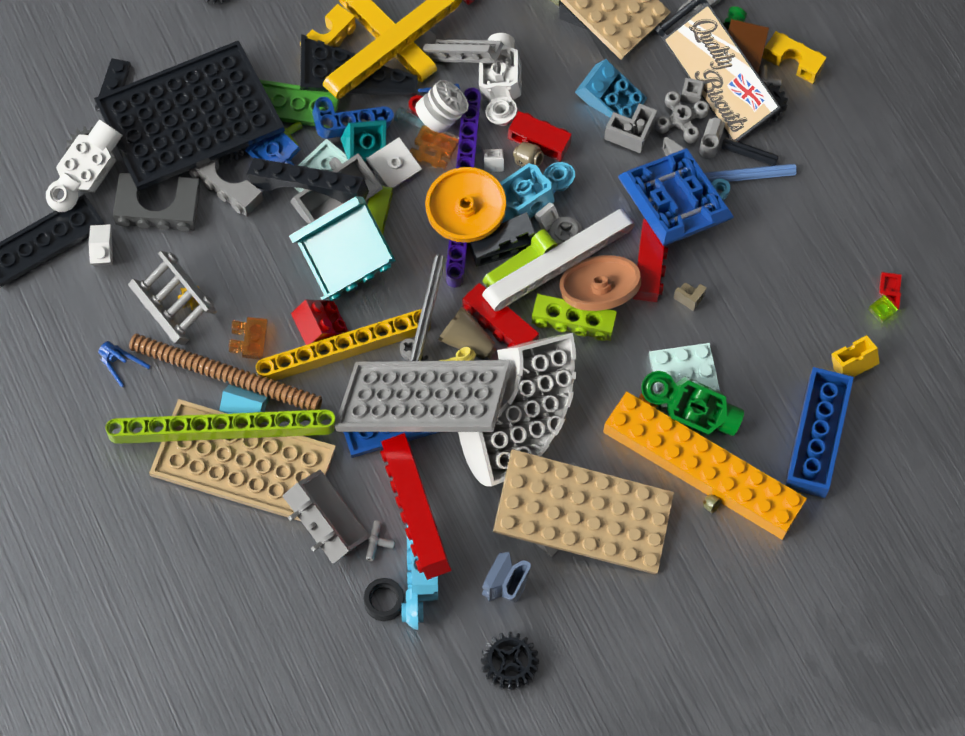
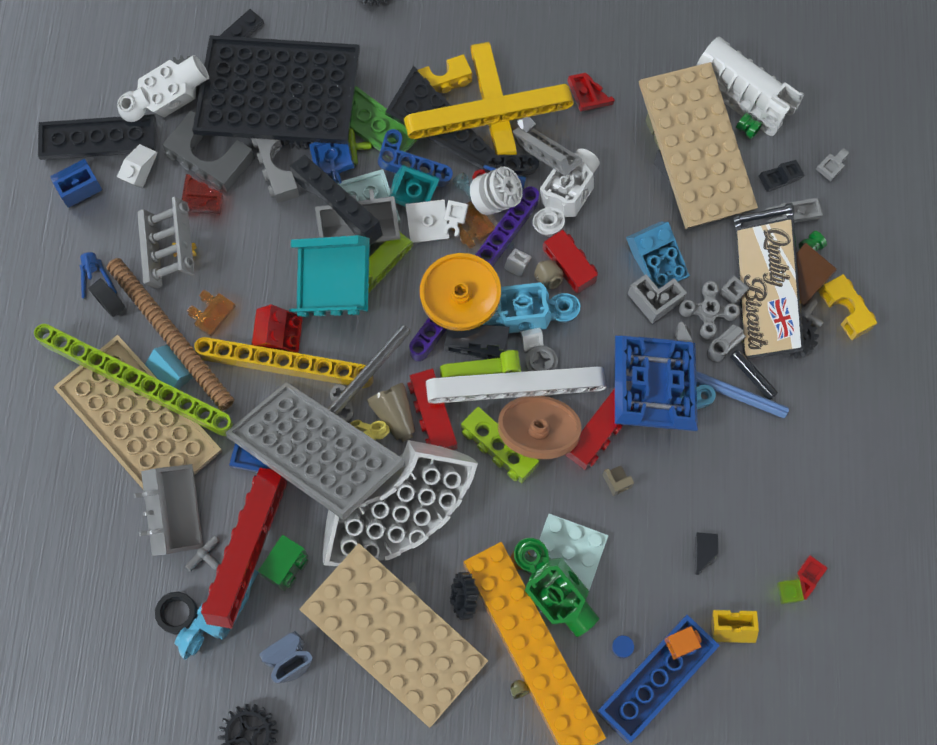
camera: 30 degrees right, 5 degrees up
(51, 288) = (76, 183): none -> blue slope
(149, 371) = (106, 297): none -> black tyre
(179, 243) = (201, 197): none -> clear red wing
(418, 144) = (455, 214): none -> white plate
(441, 72) = (517, 159): none -> black beam
(454, 507) = (284, 563): none -> green brick
(622, 451) = (464, 595): none -> black gear
(775, 425) = (623, 646): none -> blue tile
(796, 312) = (705, 550): none -> black slope
(824, 388) = (683, 642): none -> orange brick

